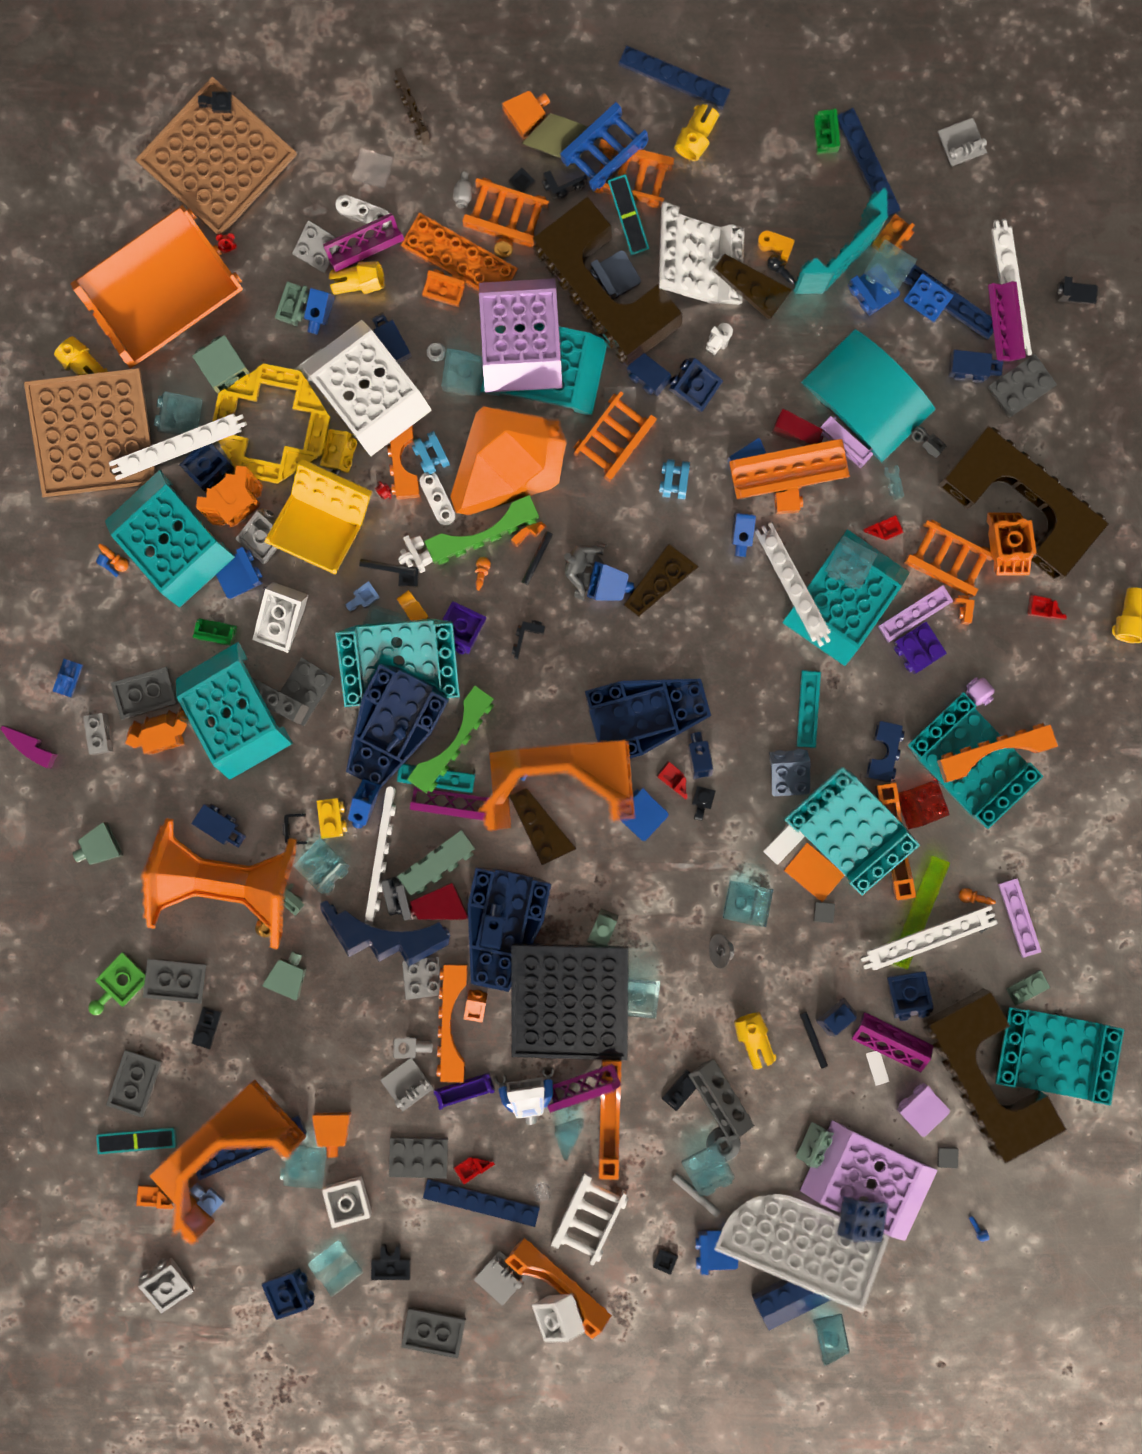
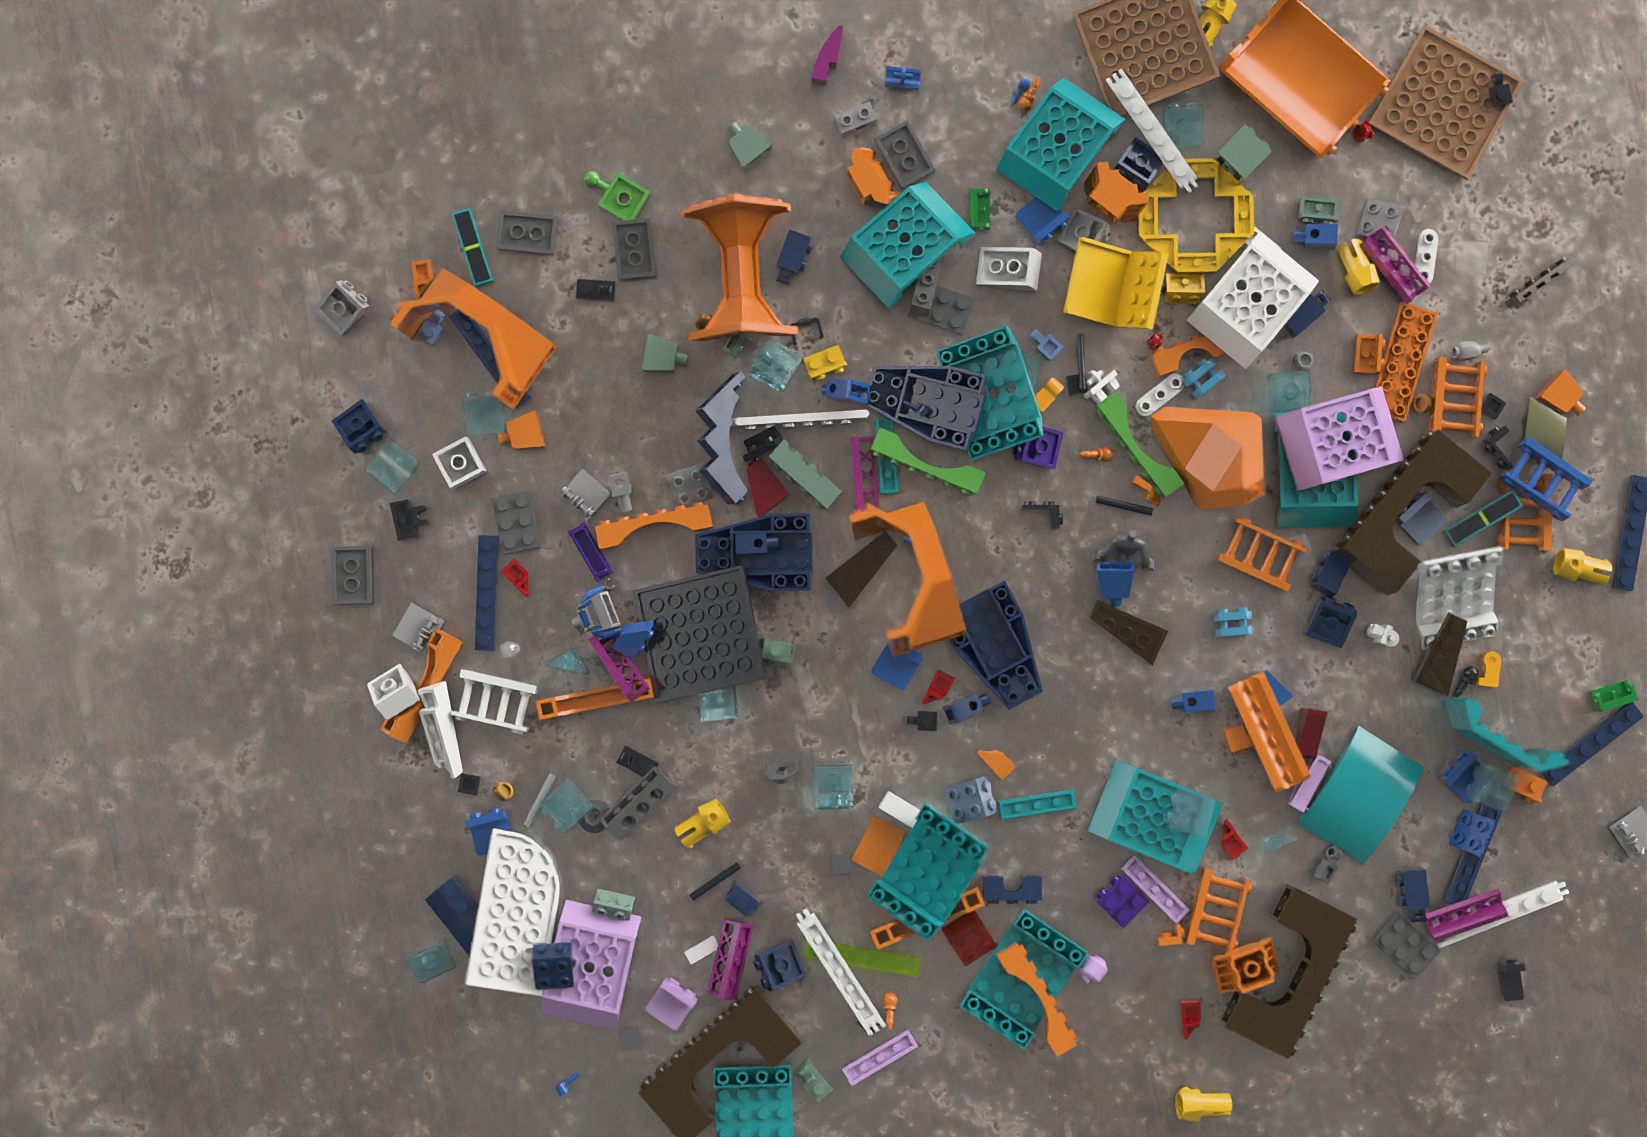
camera: 80 degrees right, 0 degrees up
(475, 1005) = (675, 544): orange bracket -> none
(558, 1069) = (632, 637): none -> blue slope
(604, 1278) = (440, 728): none -> white wedge
(679, 1229) = (503, 791): none -> pearl gold tile
(758, 738) = (997, 762): none -> orange slope
(793, 584) = (1157, 761): white hinge -> none

